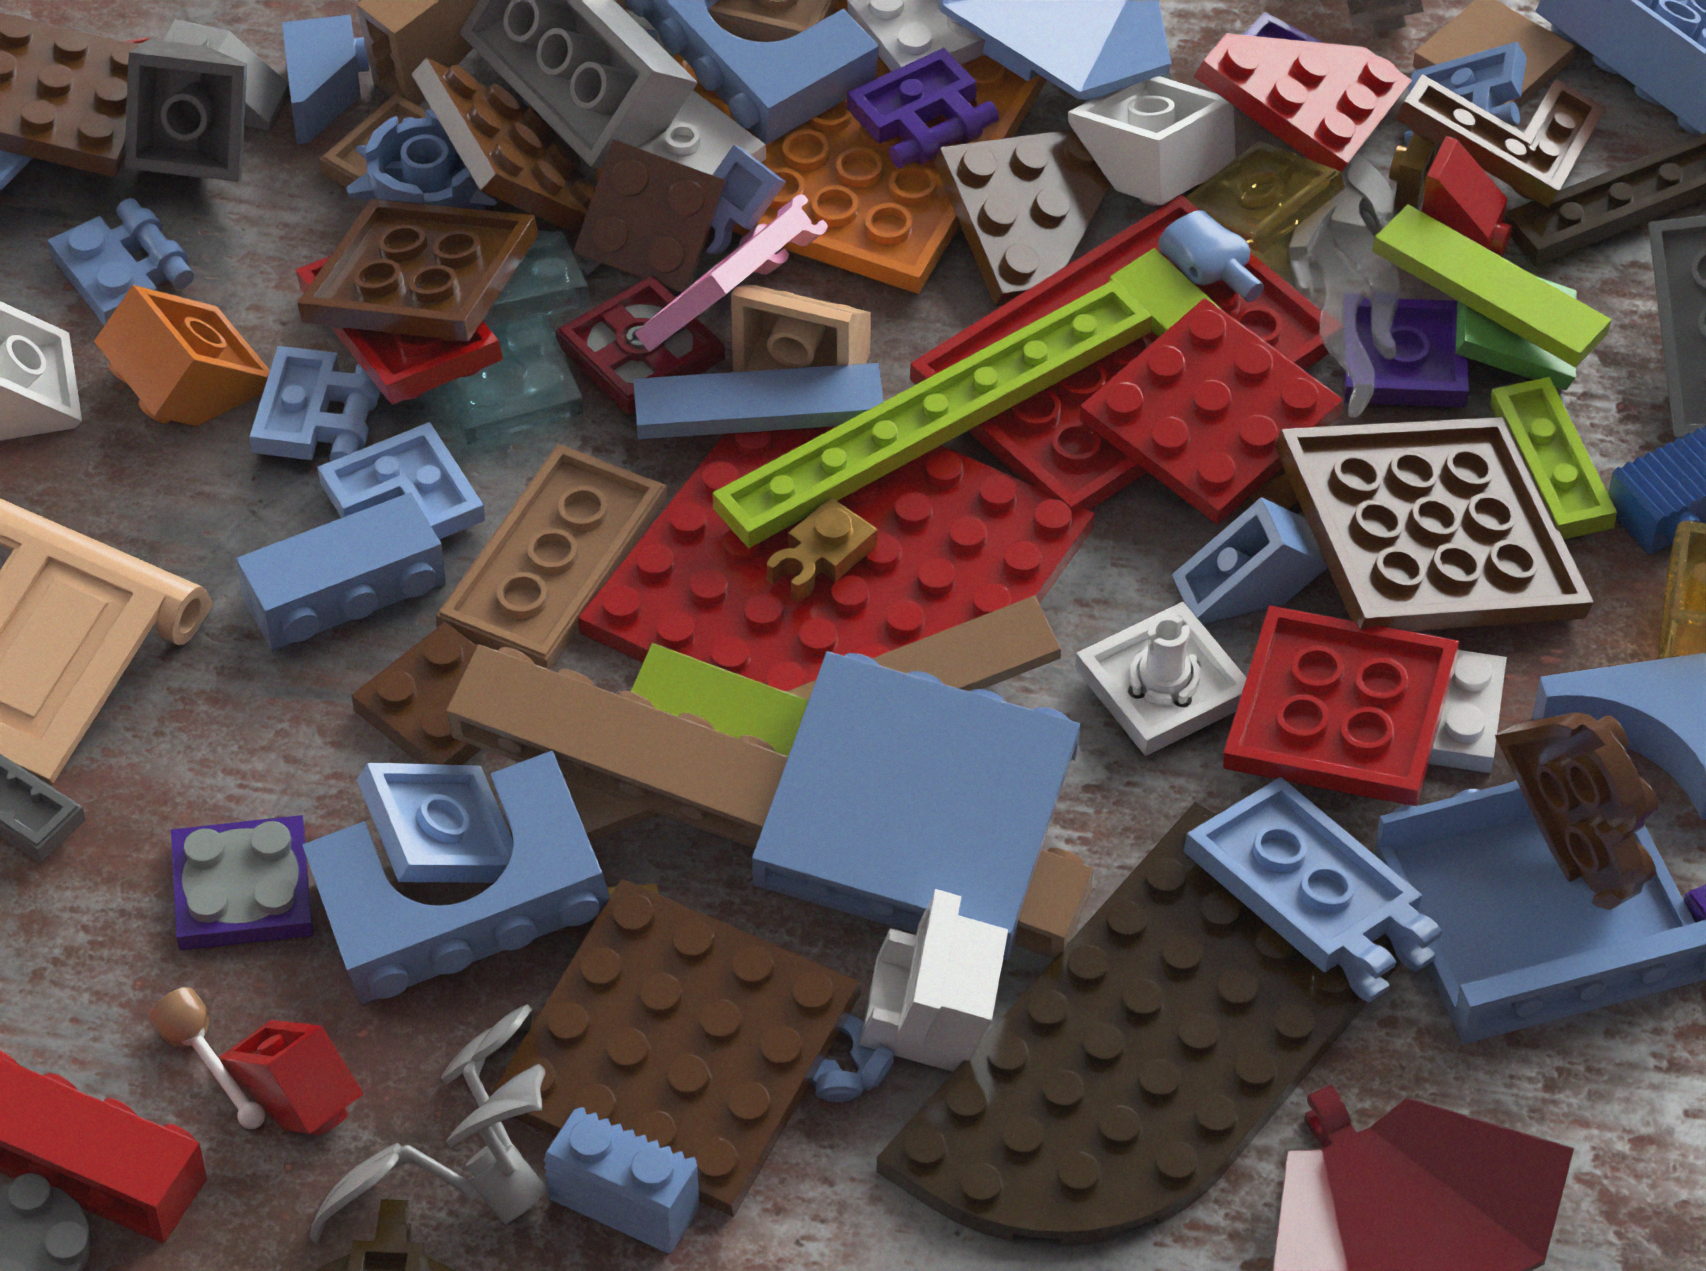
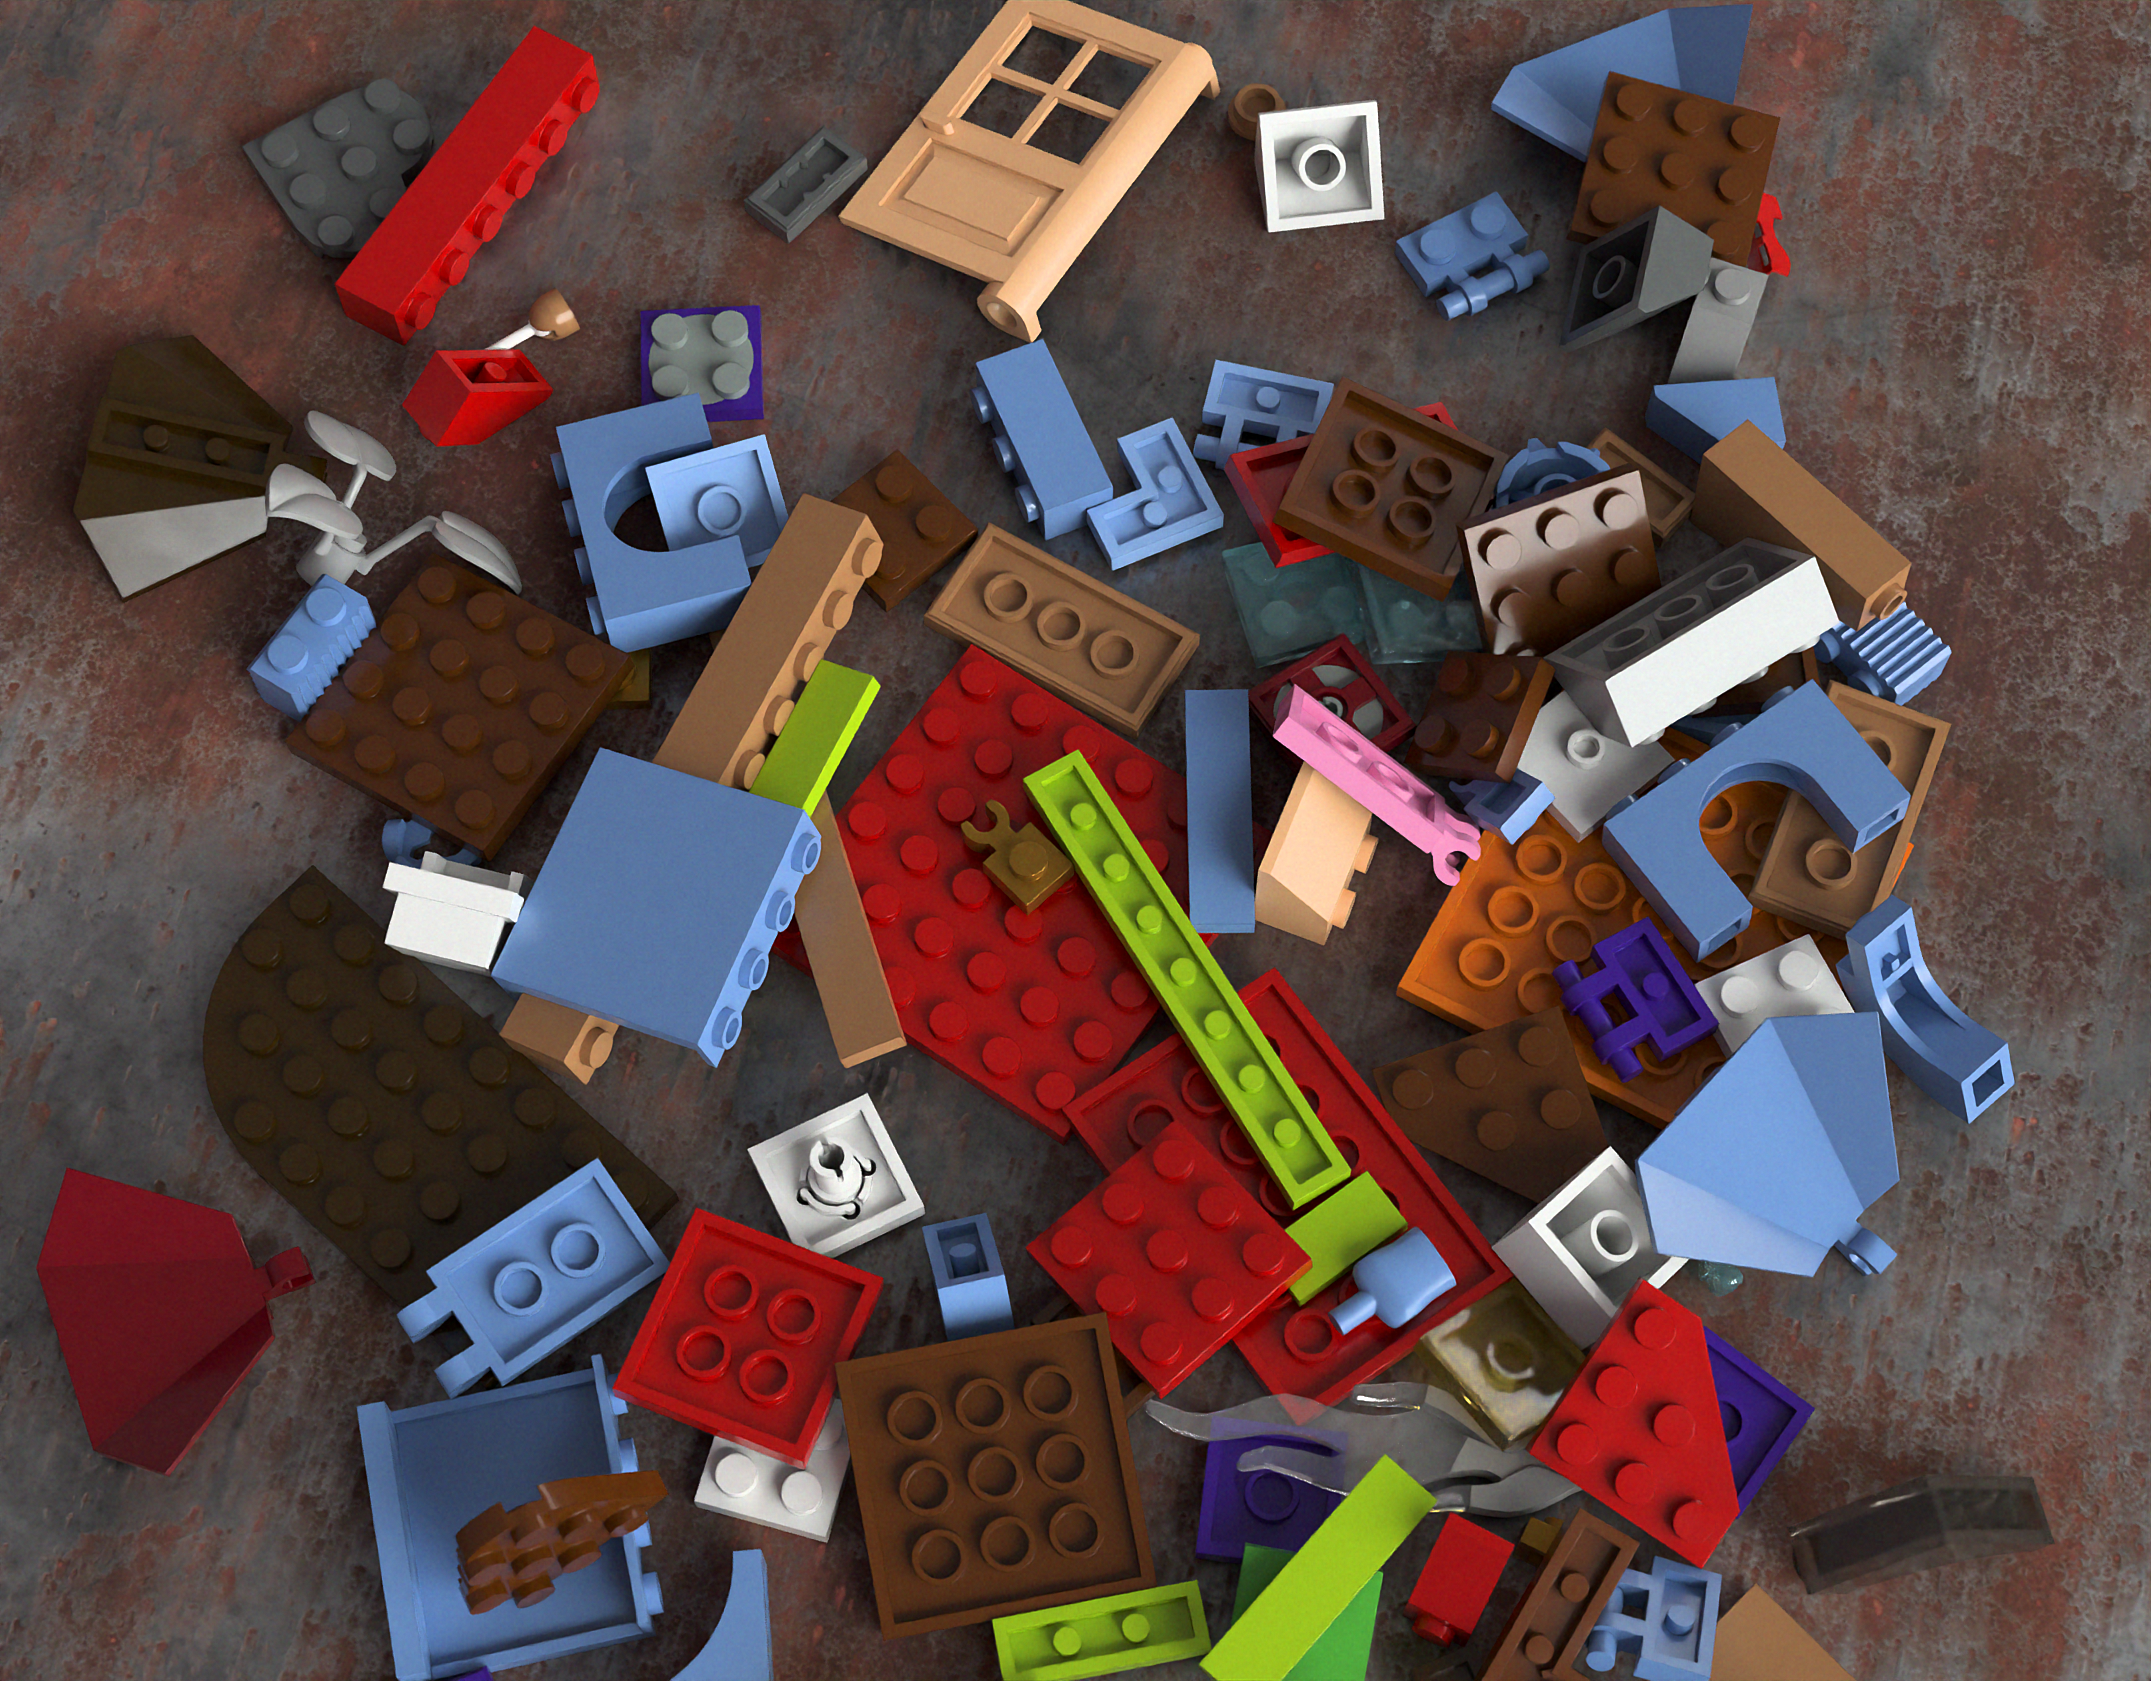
camera: 95 degrees right, 15 degrees up
(180, 357) = (1329, 306): orange slope -> none

